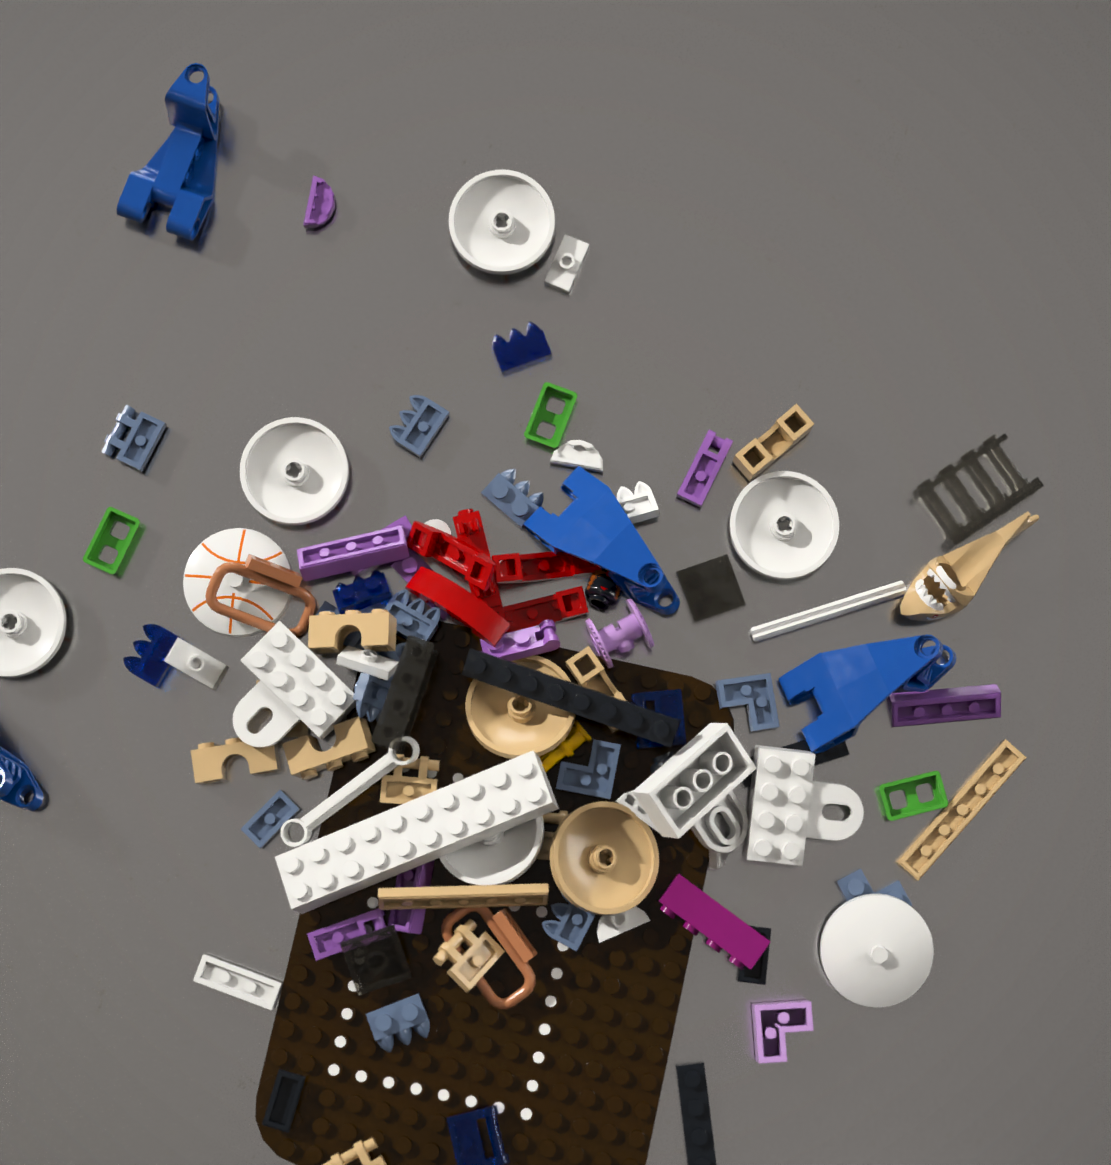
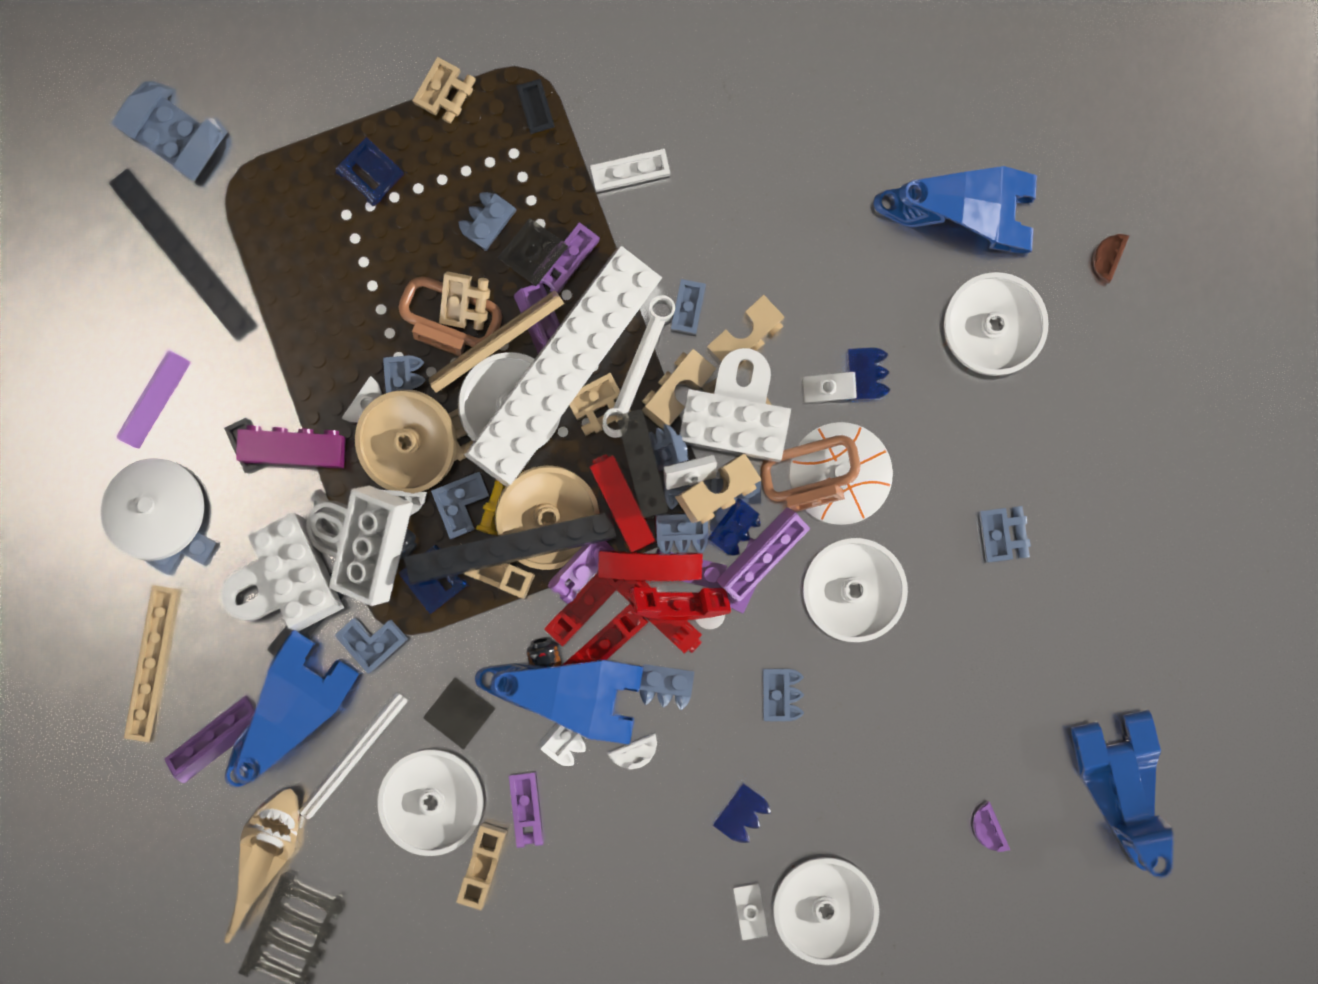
camera: 145 degrees right, 5 degrees up
(104, 538) = (972, 440): bright green piece -> none
(445, 674) = (621, 502): none -> red brick
(541, 414) = (688, 769): bright green piece -> none
(623, 636) = (504, 625): lavender hose -> none
(771, 1023) = (198, 401): lavender brick -> none
(814, 1054) = (153, 399): none -> medium lavender slope
(909, 786) = (190, 641): bright green piece -> none

